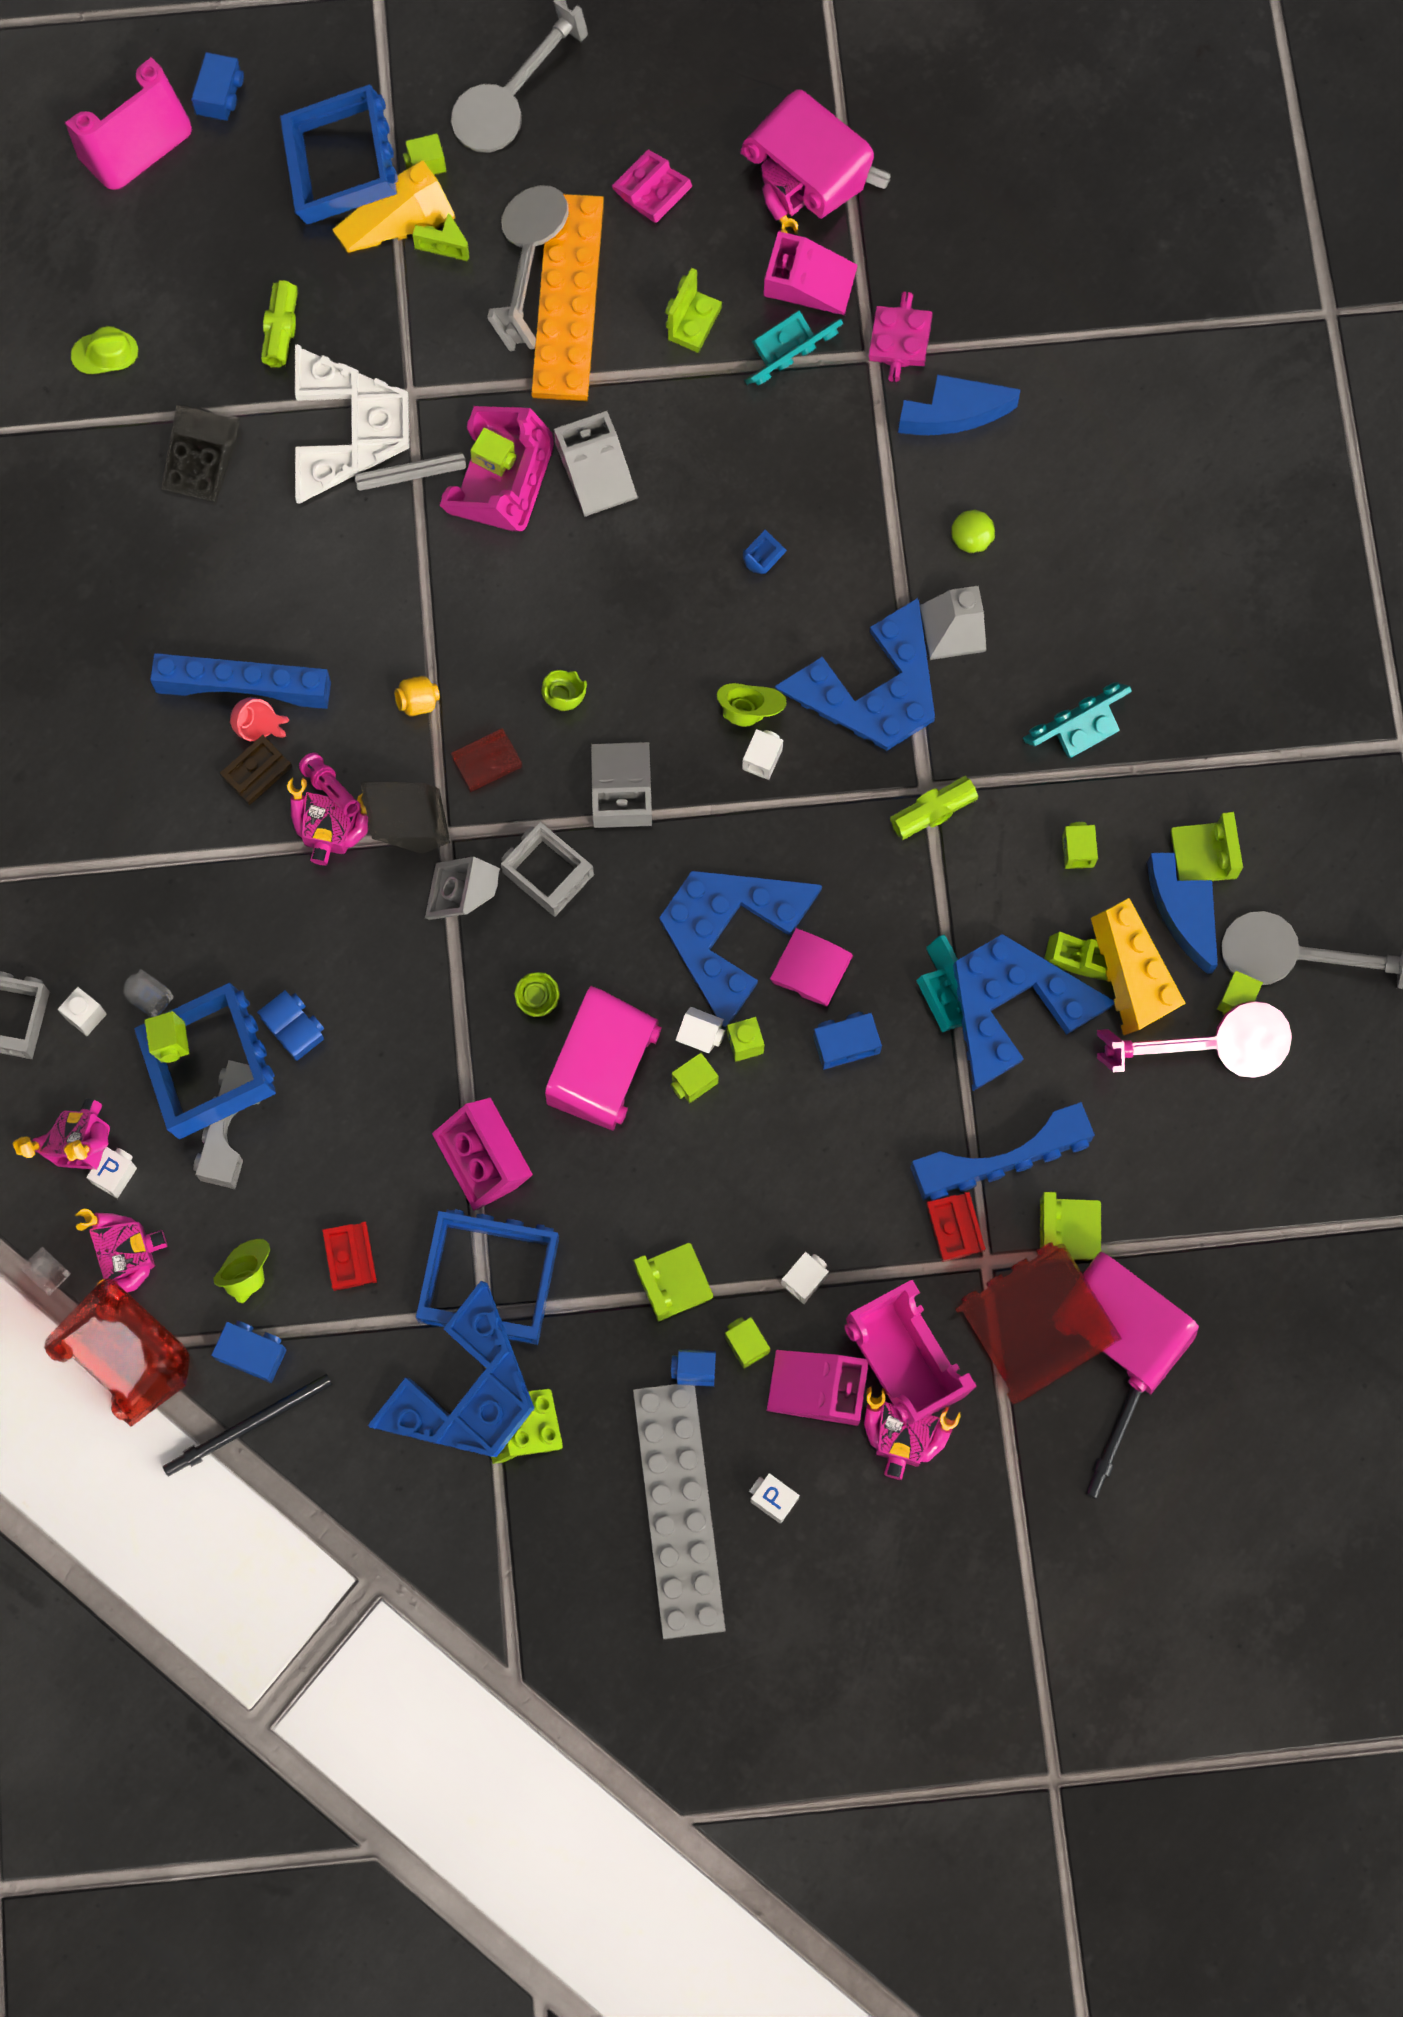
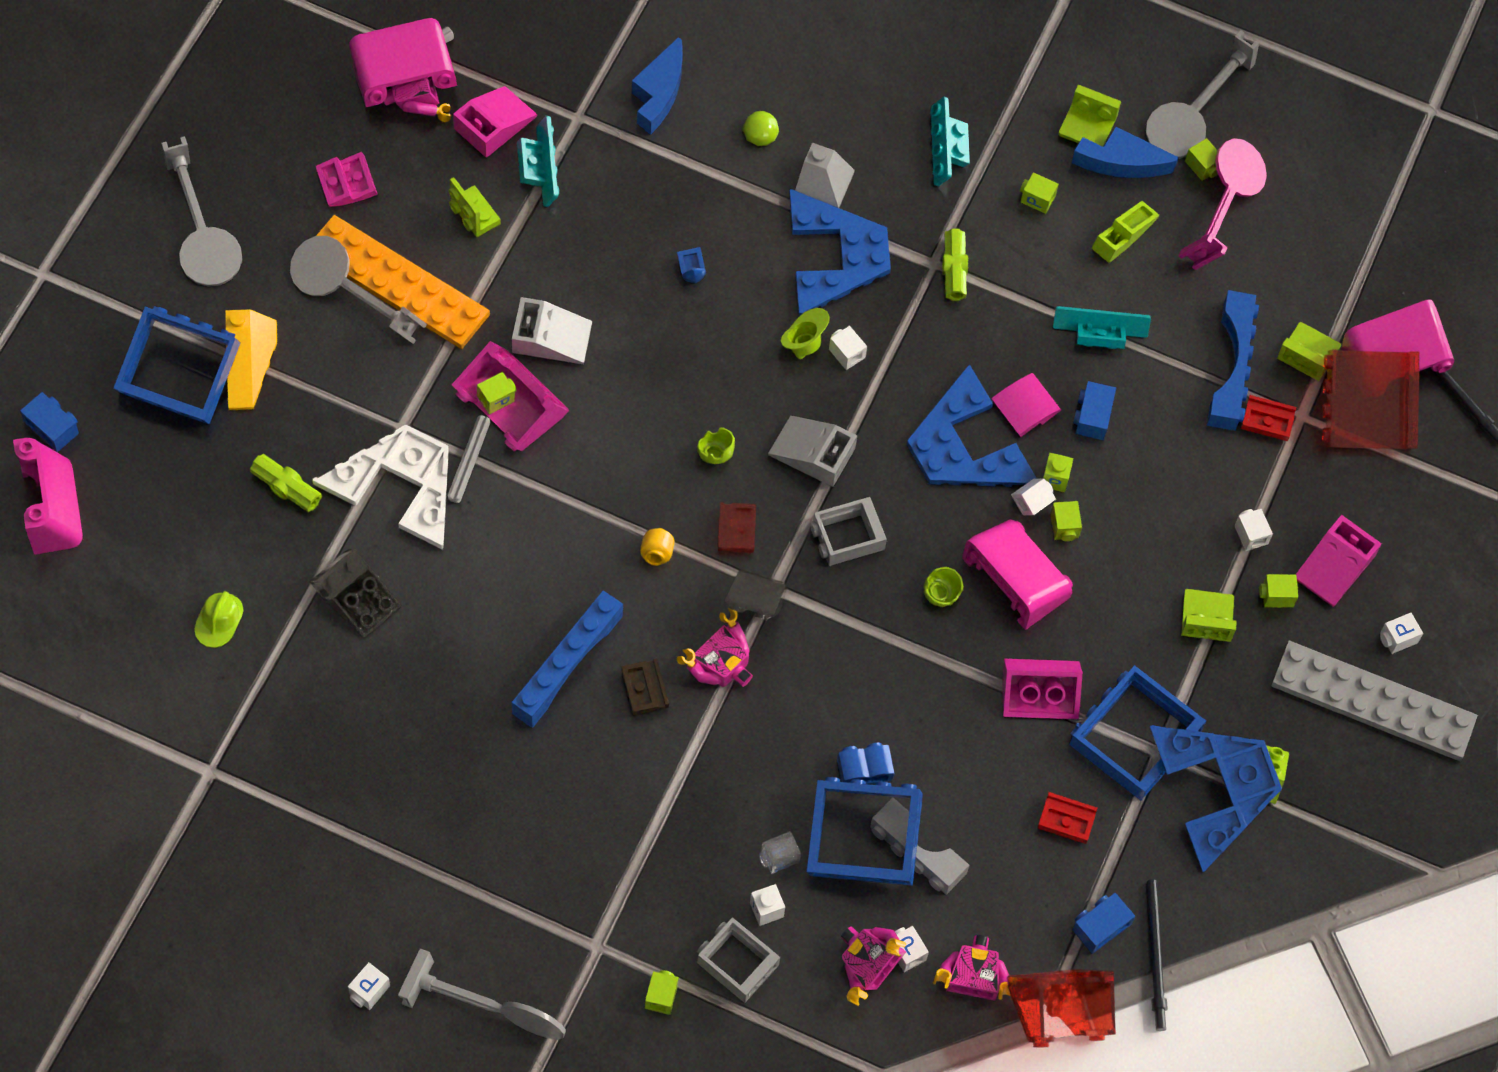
camera: 65 degrees left, 10 degrees down
(45, 1270) = (960, 1034): clear brick -> none
(167, 1037) = (836, 844): lime brick -> none
(243, 1269) = (1037, 891): lime piece -> none
(255, 718) = (605, 665): coral piece -> none
(324, 779) = (685, 639): dark pink pin -> none
(425, 149) = (214, 310): lime brick -> none
(447, 242) = (298, 333): lime slope -> none
(461, 887) = (828, 596): light grey slope -> none
(694, 1367) = (1284, 628): blue brick -> none
(900, 336) = (579, 90): dark pink plate -> none
(901, 1441) = (1401, 525): torso -> none
(906, 1355) = (1353, 491): dark pink windscreen -> none
(997, 975) = (1107, 295): blue wing -> none
(1134, 968) = (1152, 205): yellow wedge -> none

